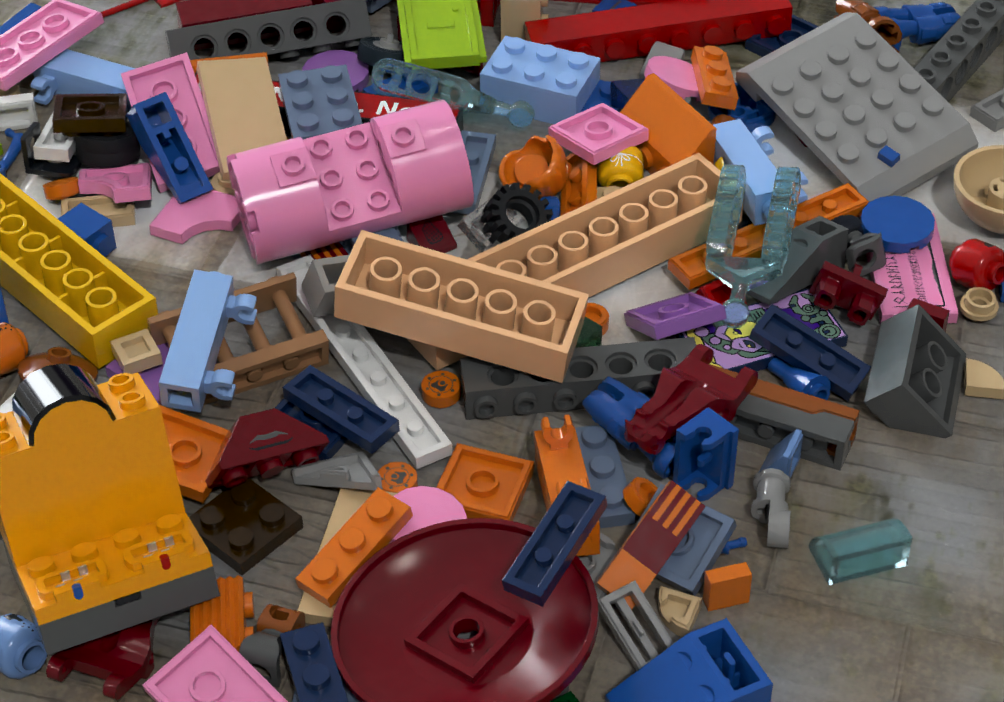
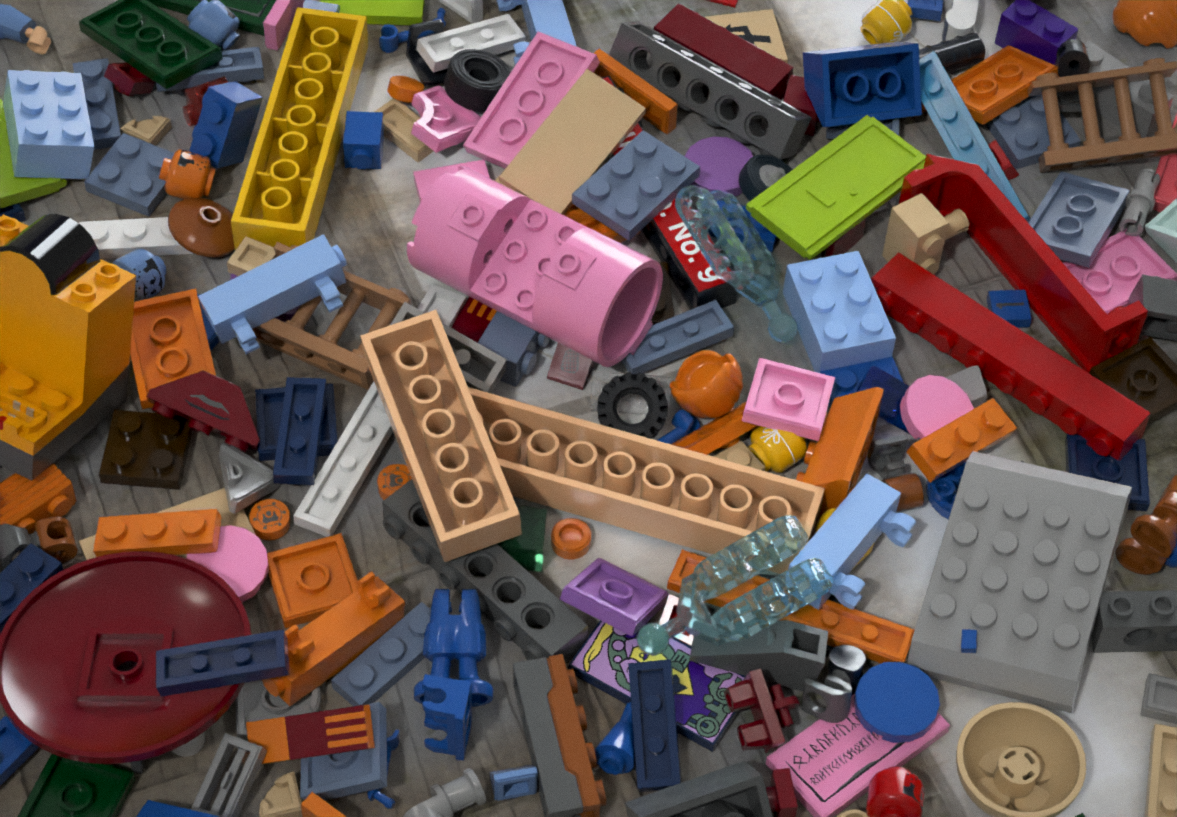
camera: 50 degrees right, 10 degrees up
(90, 113) = (479, 45): dark brown plate -> none
(169, 147) = (488, 120): blue slope -> none
(639, 494) = (384, 692): orange tile -> none
(683, 395) = (498, 661): dark red animal -> none

